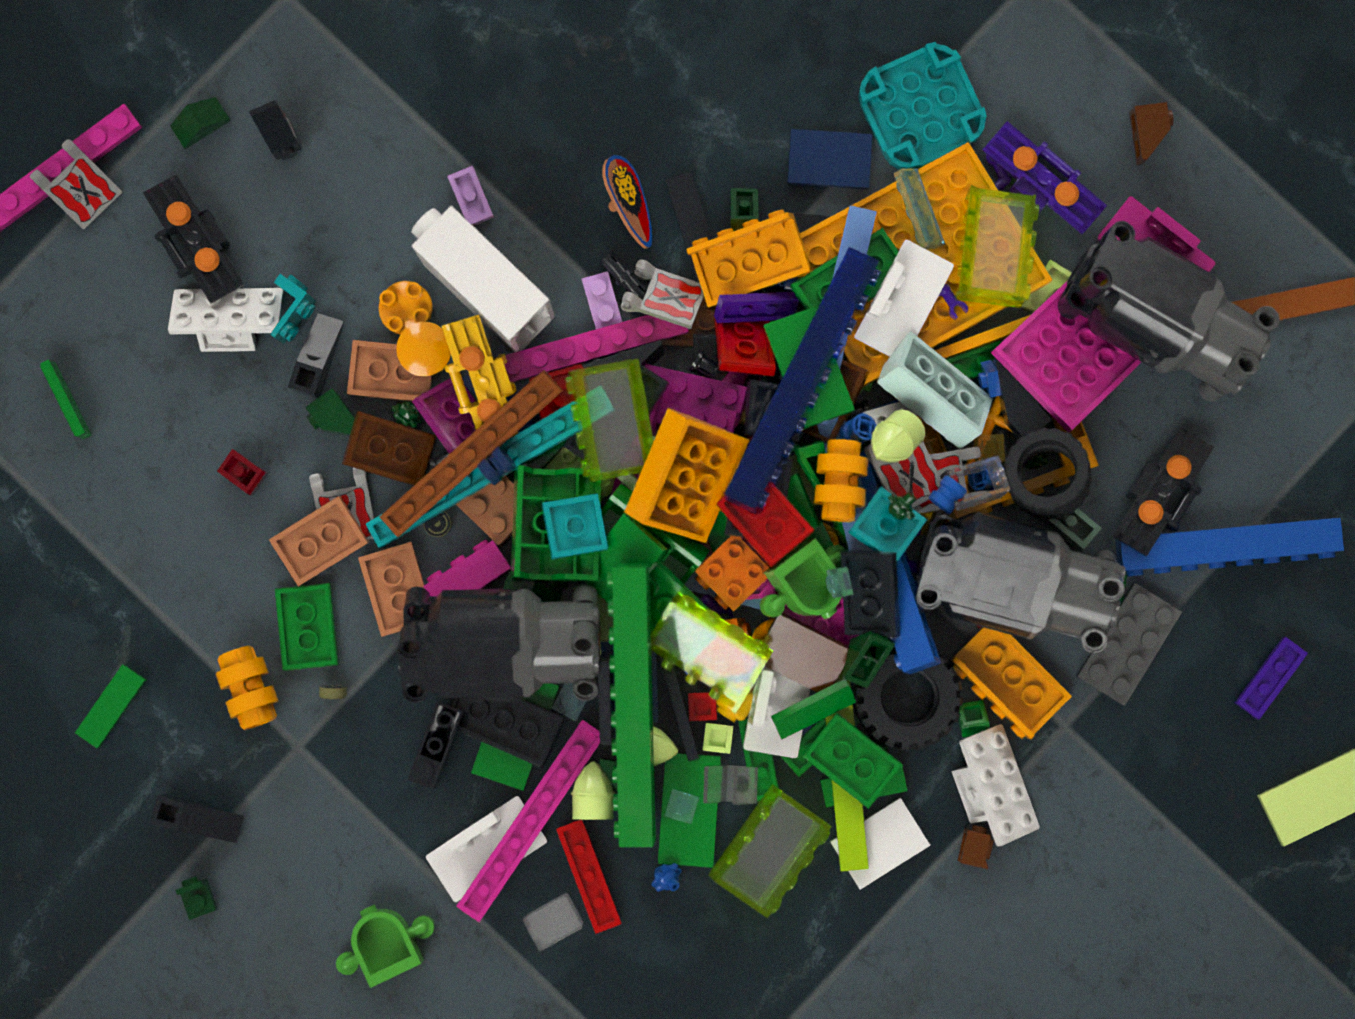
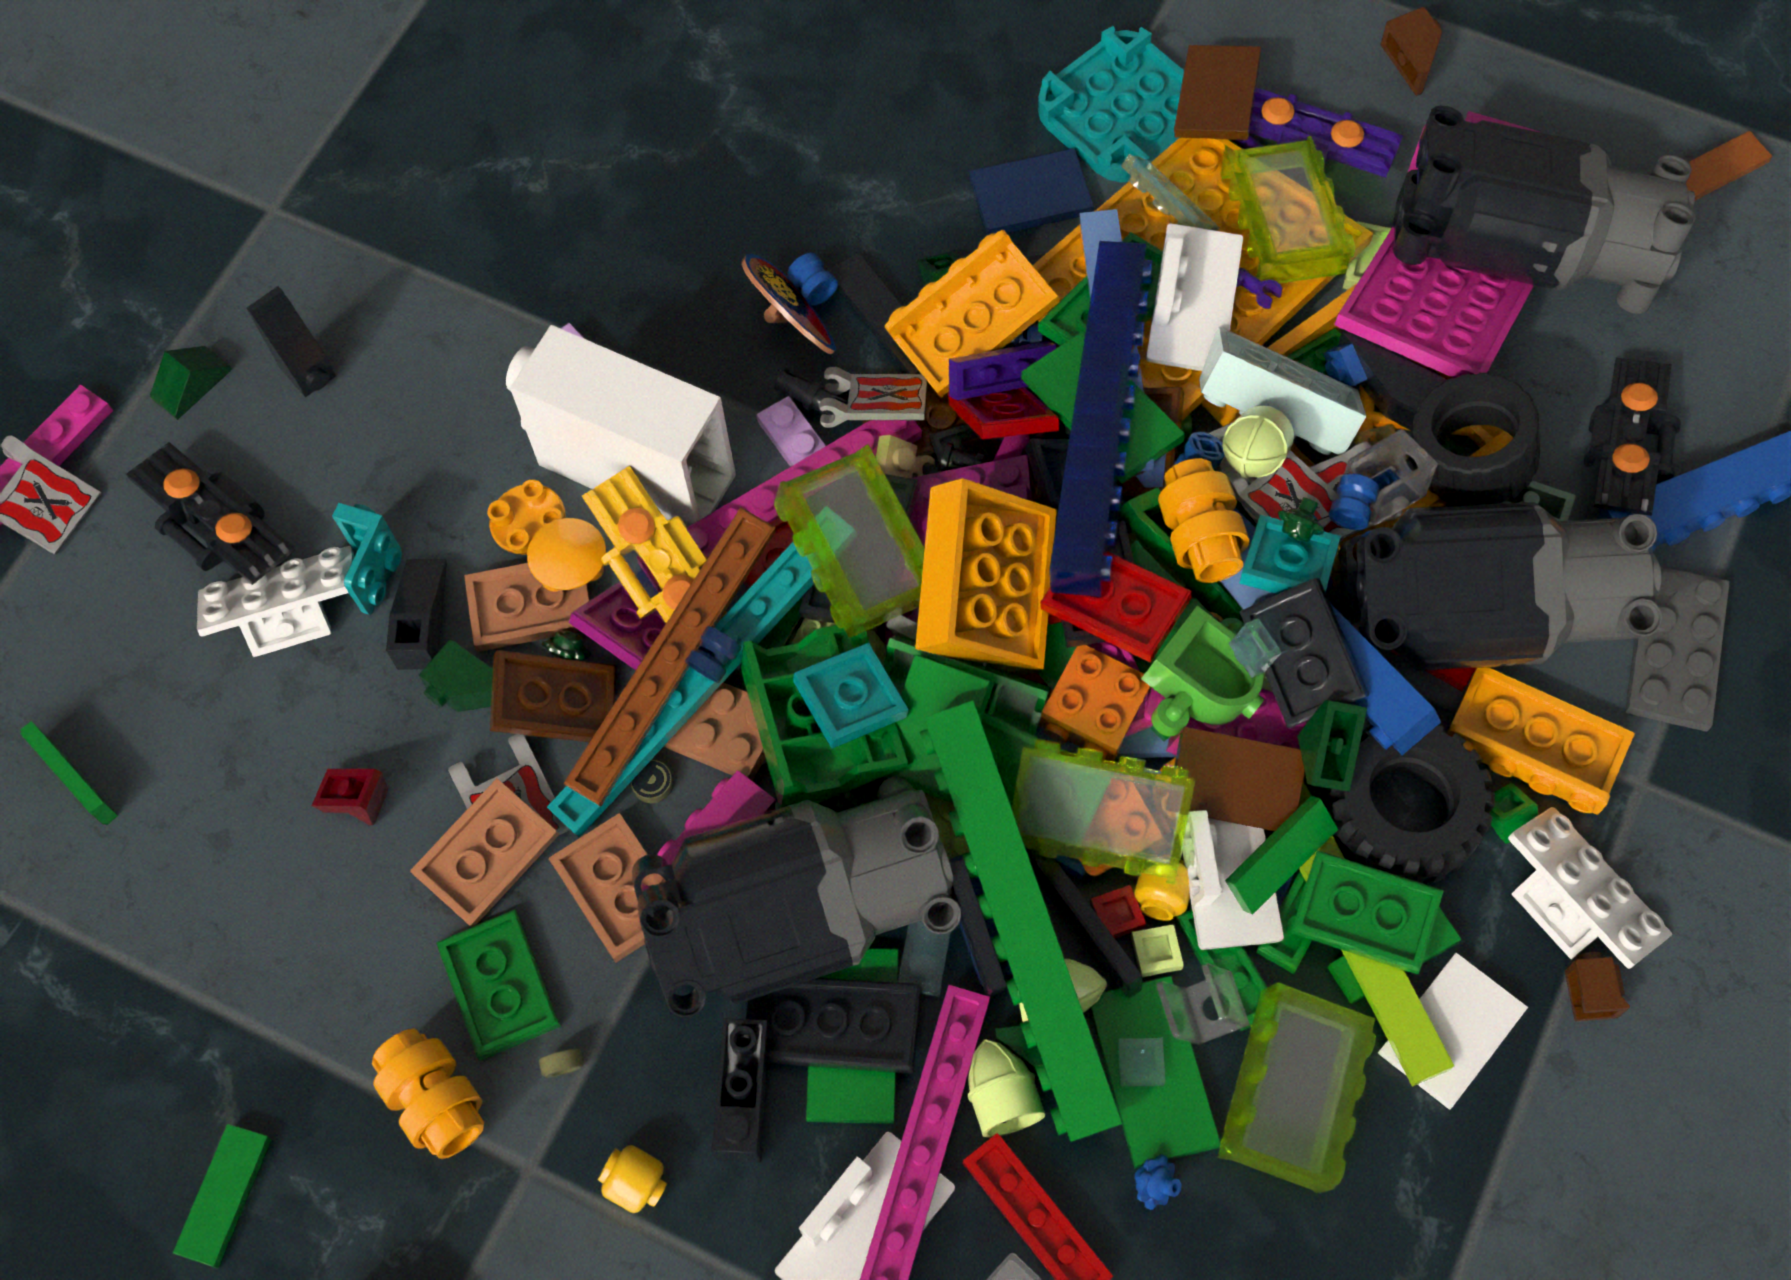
camera: 15 degrees left, 20 degrees down
(356, 776) = (632, 1179): none -> yellow head
(651, 183) = (814, 281): none -> blue wheel
(665, 352) = (899, 457): none -> tan plate
(987, 129) = (1218, 92): none -> reddish brown tile

